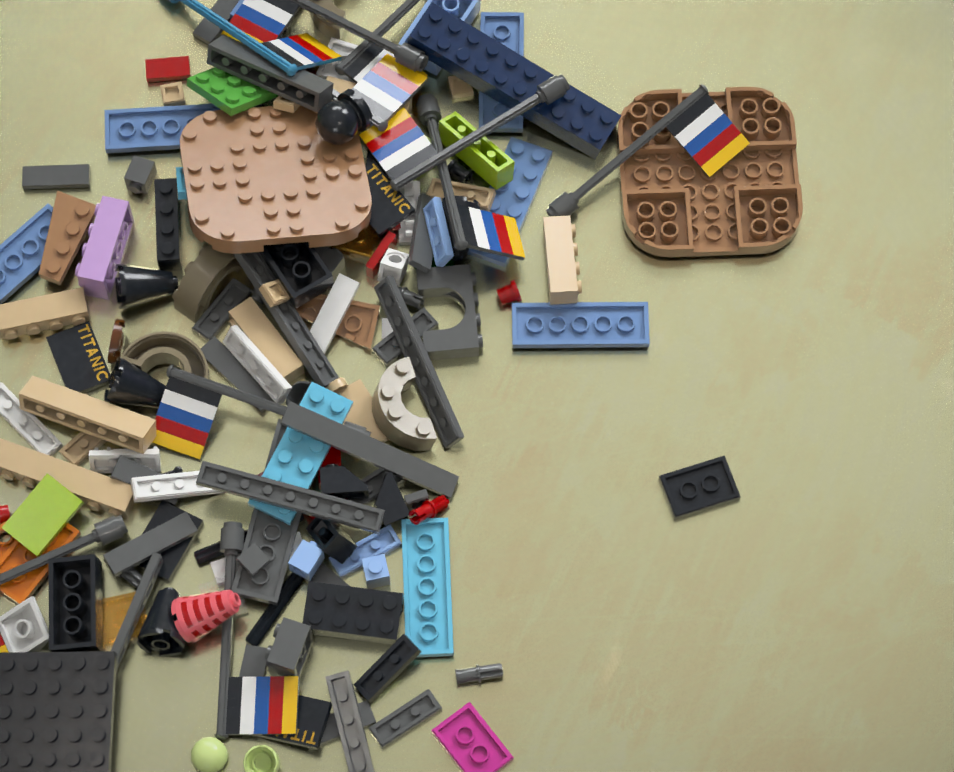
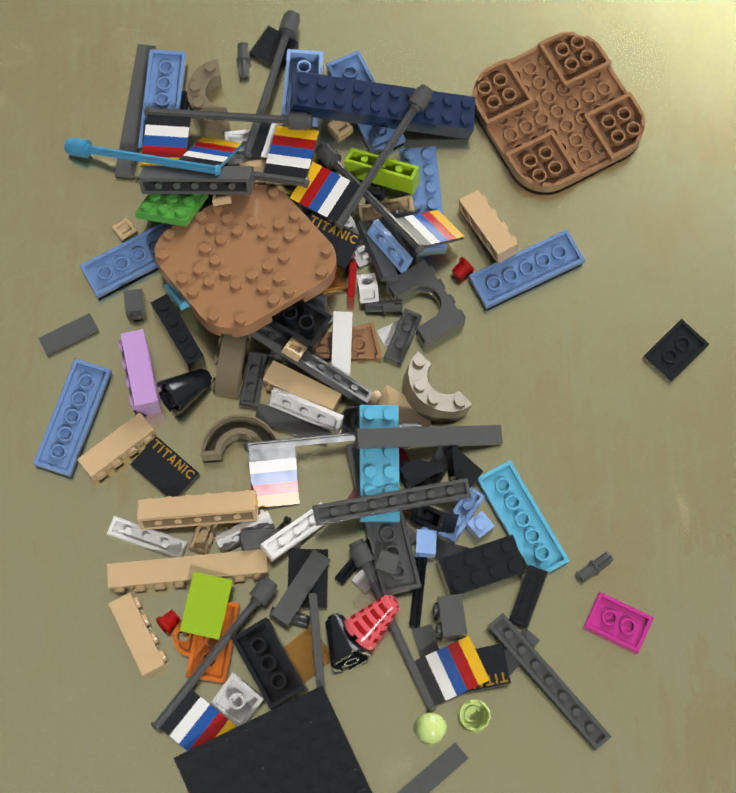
camera: 30 degrees left, 5 degrees up
(65, 235) = (103, 376): medium nougat wing -> none
(116, 341) = (189, 442): reddish brown tile -> none
(133, 386) = (221, 471): black cone -> none
(167, 68) = (110, 211): red tile -> none
(343, 118) = (276, 190): black tile -> none
(405, 718) = (559, 627): dark grey tile -> none
(413, 347) = (416, 342): dark grey tile -> none
(416, 499) = (480, 456): dark grey tile -> none
(429, 509) = (493, 461): red axle -> none
(697, 127) = (536, 81): flag -> none

